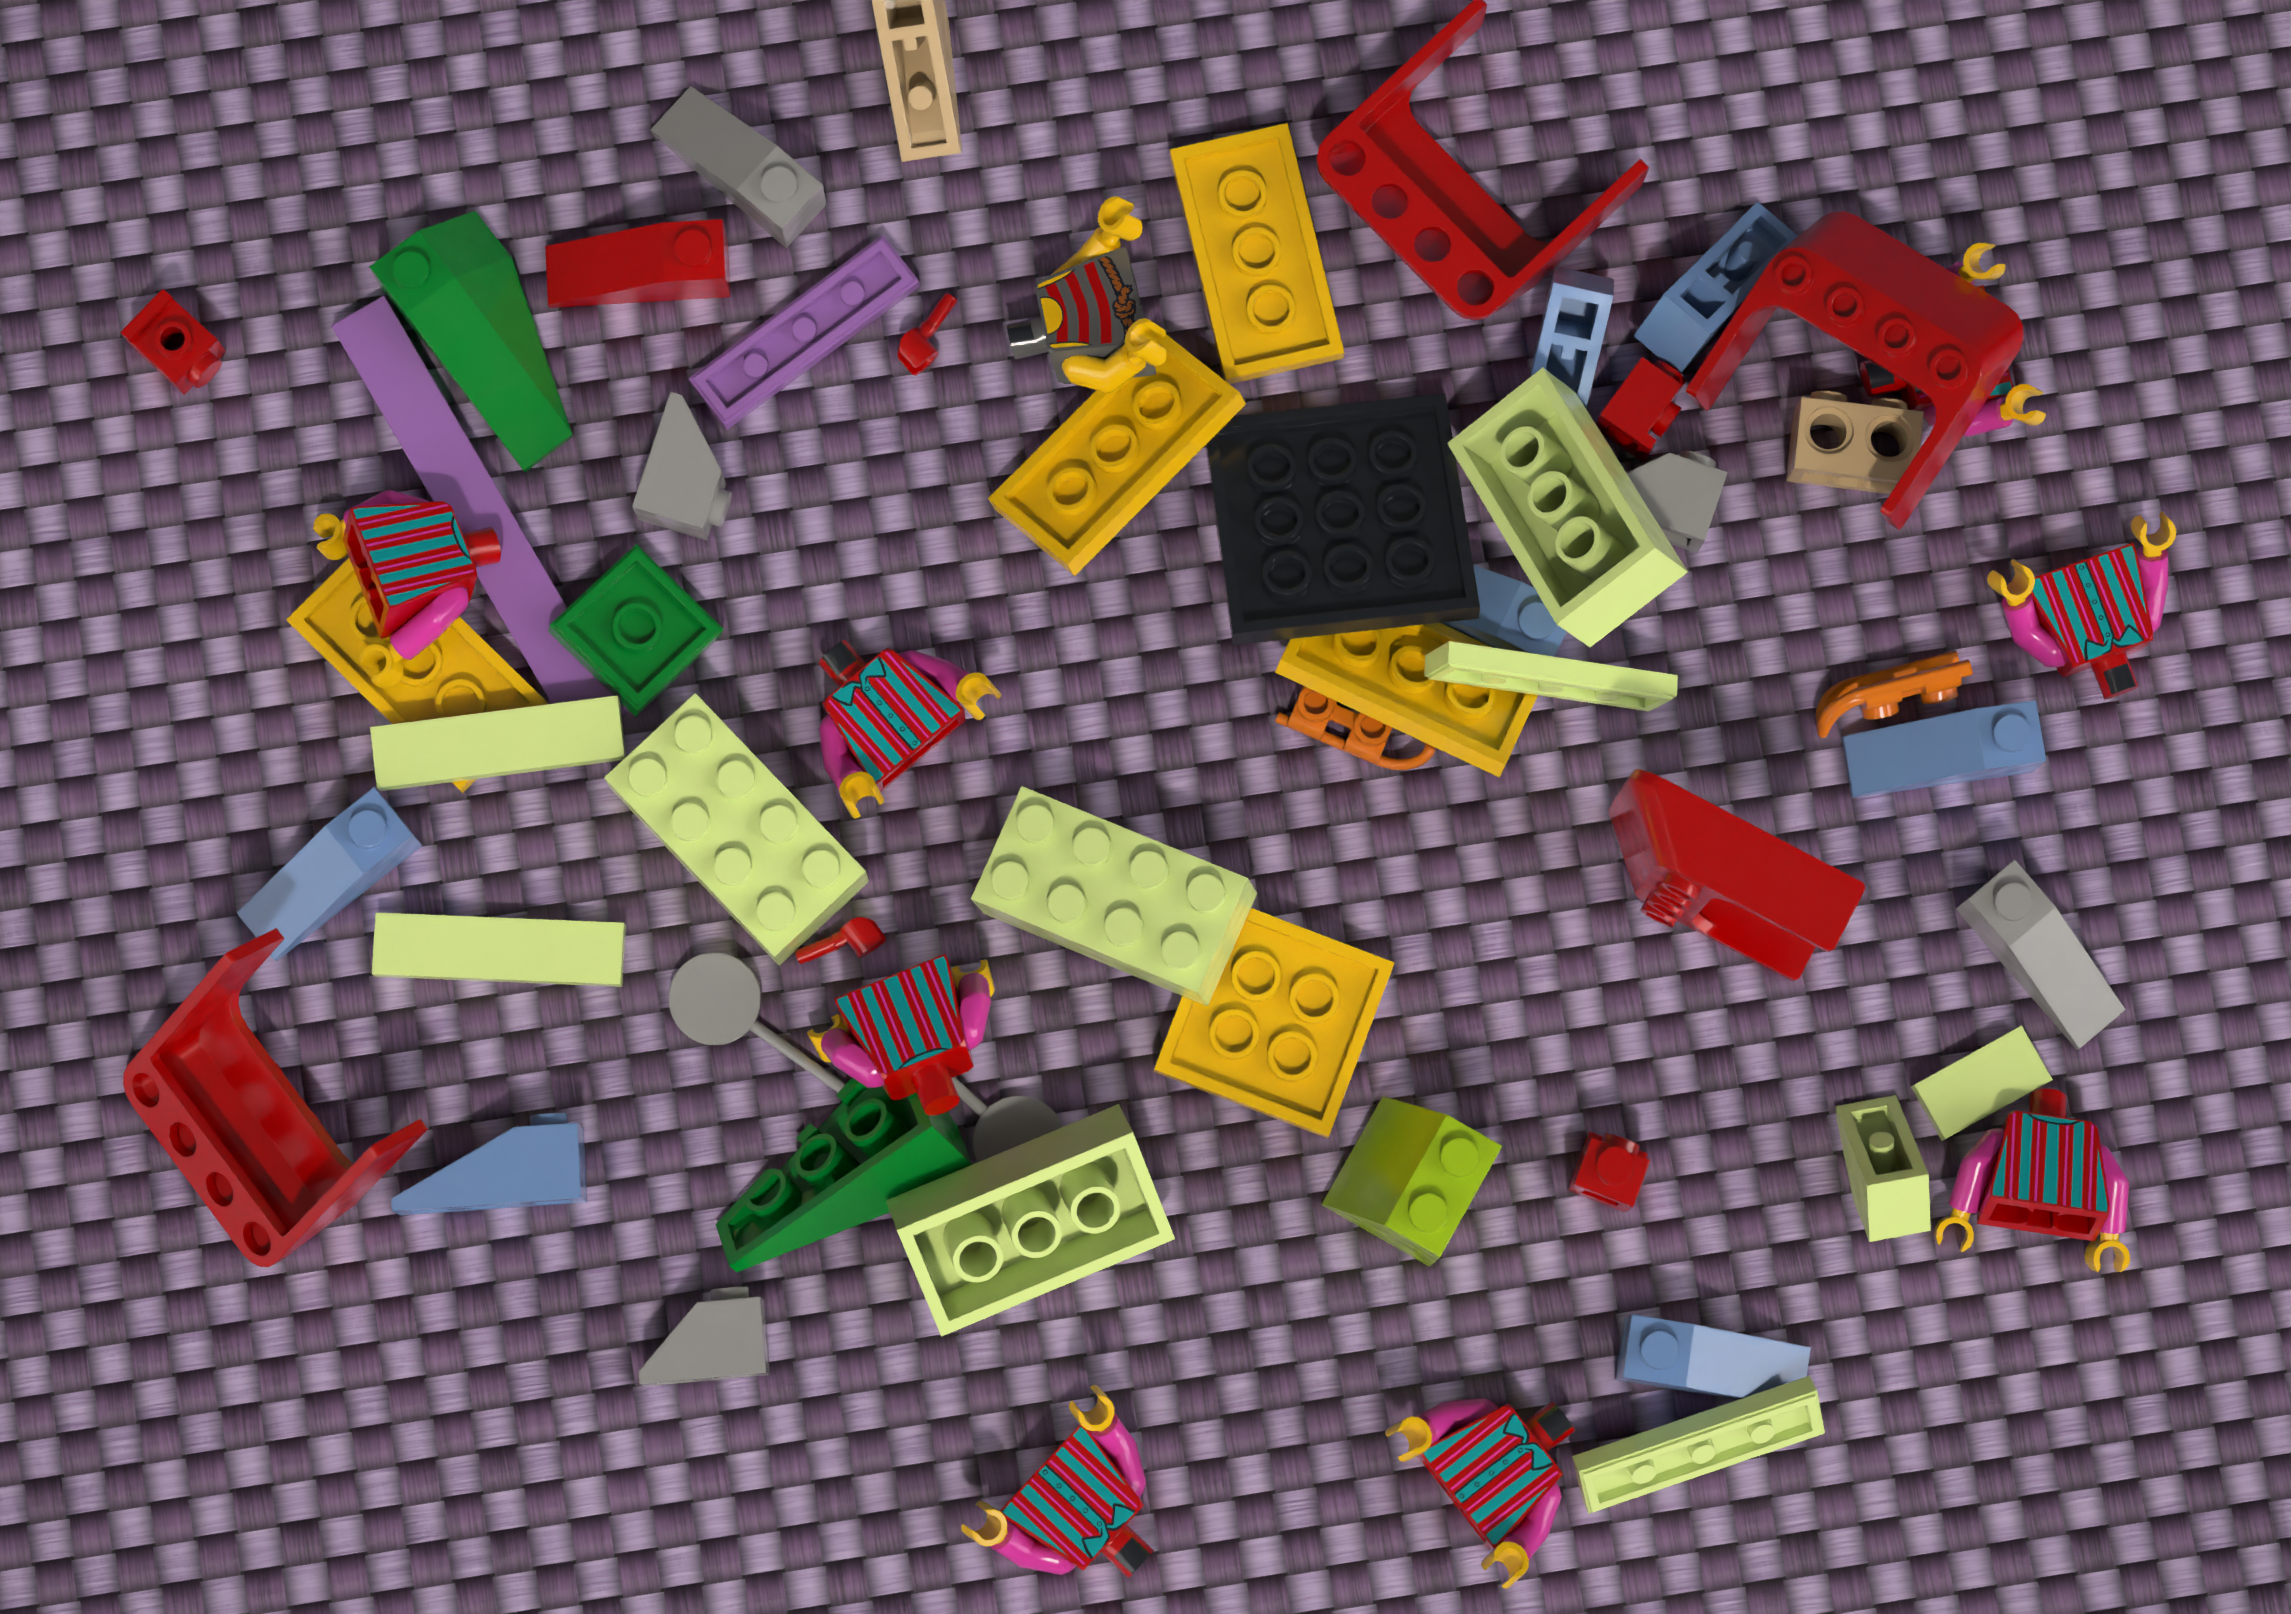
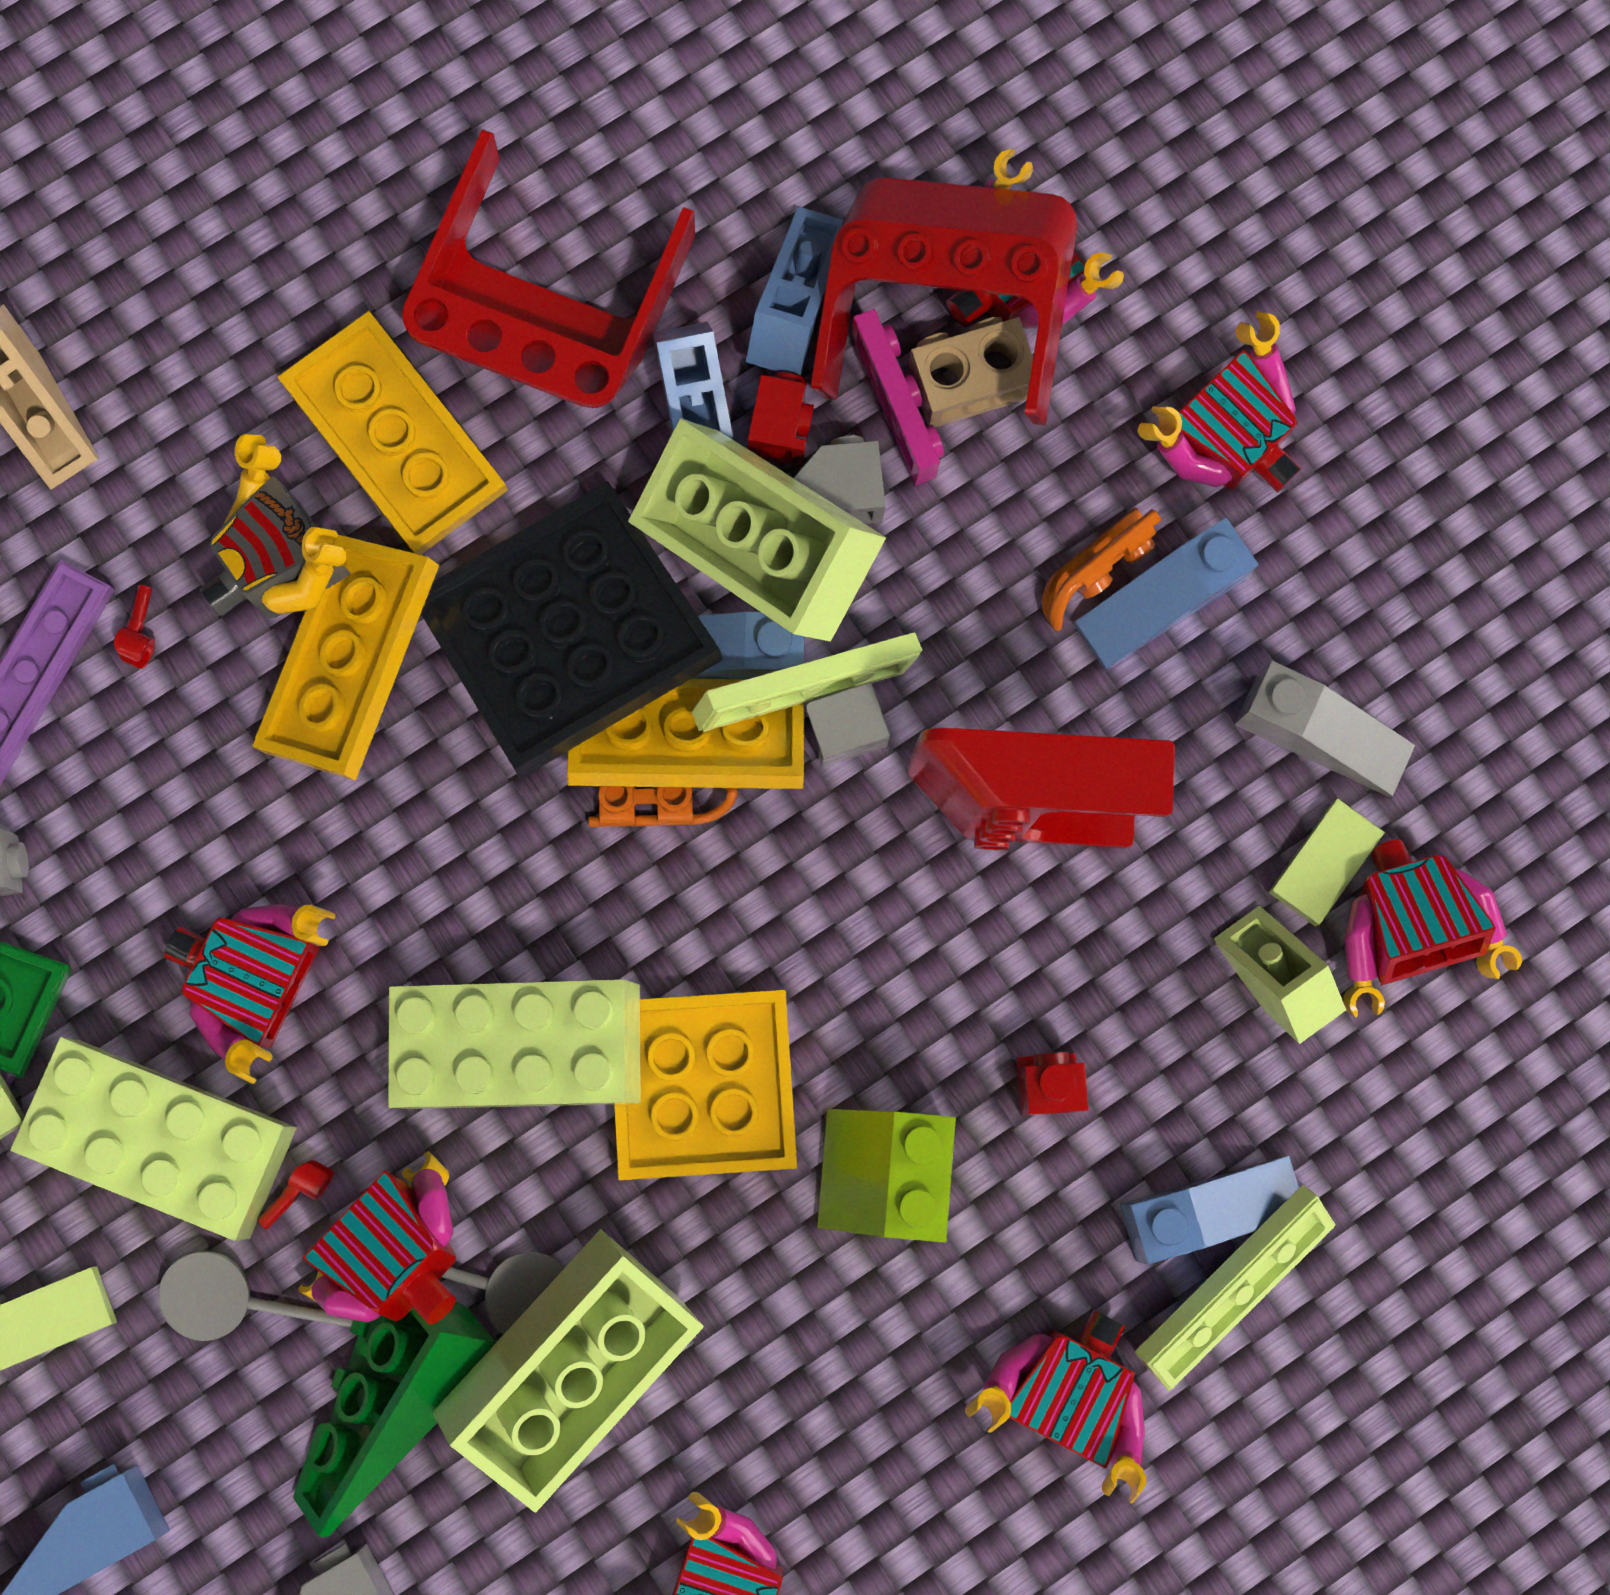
camera: 30 degrees left, 0 degrees up
(1571, 736) = (847, 724): none -> light grey panel
(1768, 436) = (897, 396): none -> dark pink plate

